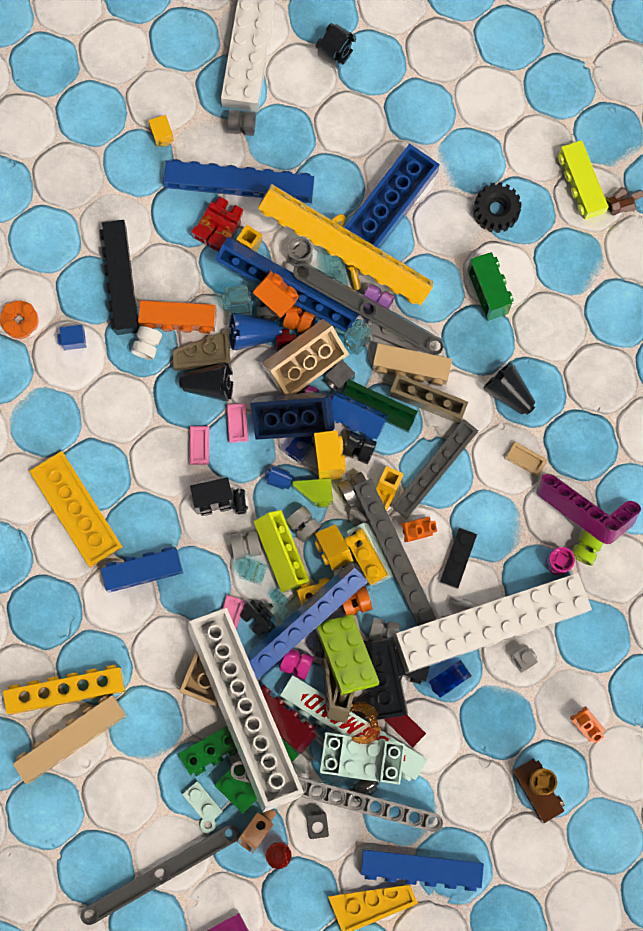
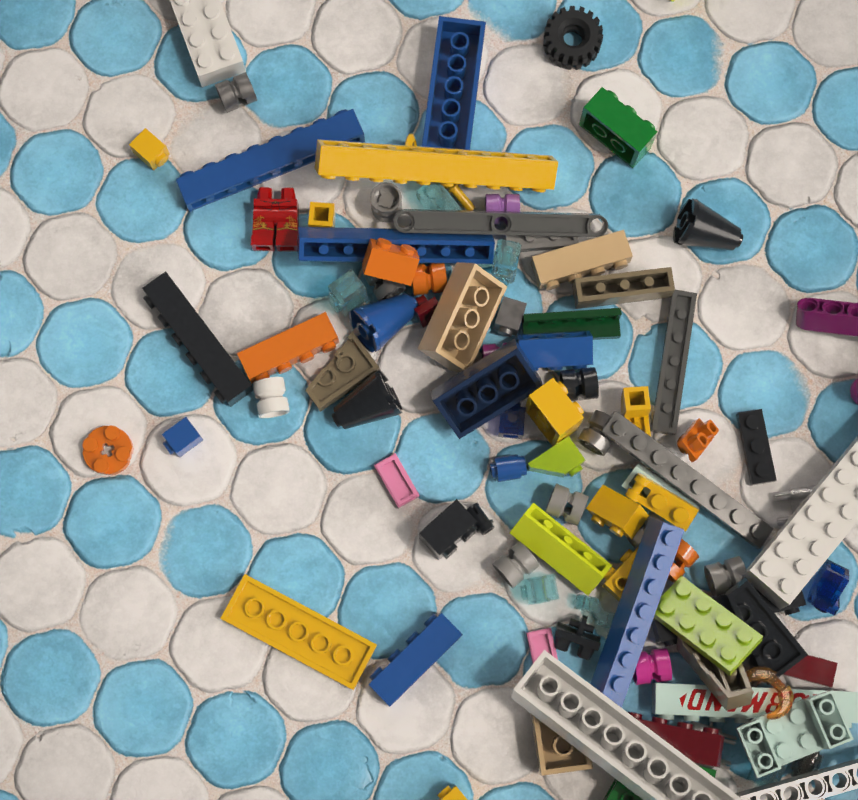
camera: 30 degrees left, 0 degrees up
(237, 423) = (425, 431): bright pink tile -> none
(357, 516) = (620, 461): light grey plate -> none
(526, 459) = (765, 296): tan tile -> none

